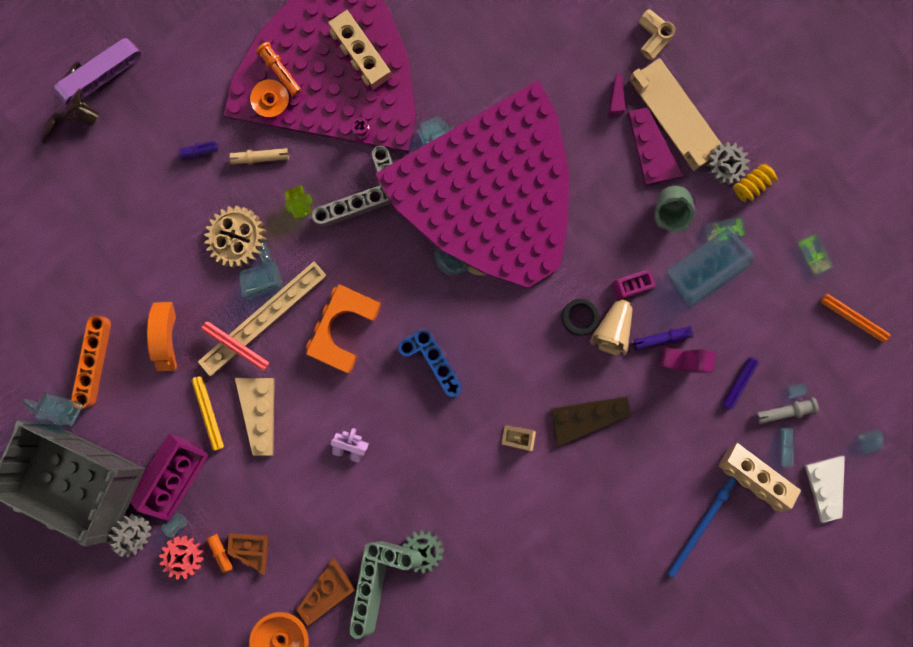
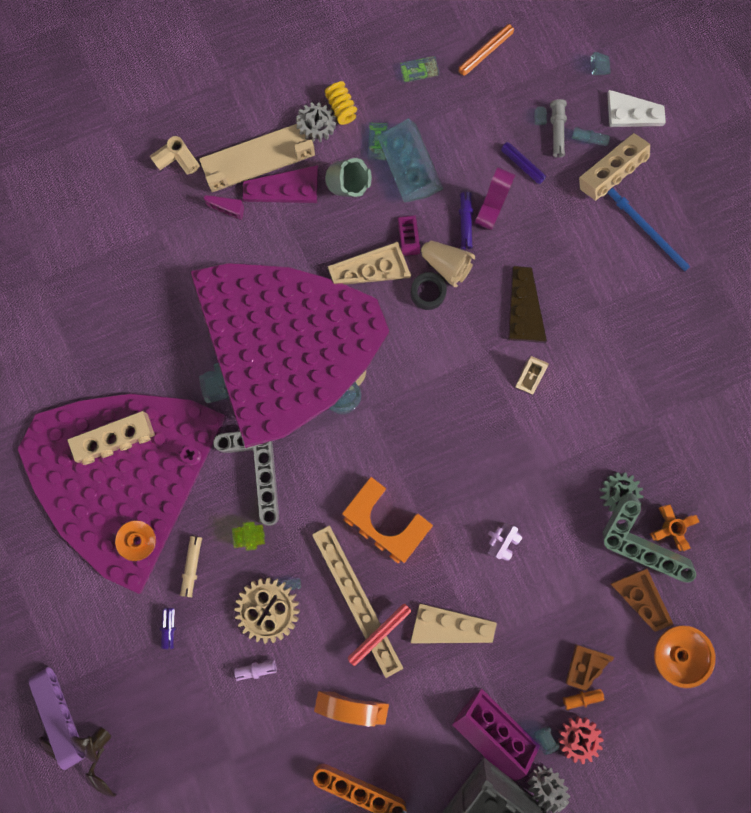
camera: 85 degrees left, 5 degrees down
(178, 240) = (255, 670): none -> lavender pin
(207, 413) = (439, 680): yellow axle -> none
(260, 280) = (317, 594): clear light blue slope -> none
(274, 62) = (99, 528): orange pin -> none
(406, 618) = (680, 541): none -> orange pin
(436, 364) = (443, 439): blue beam -> none
(593, 259) = (374, 266): none -> tan wing

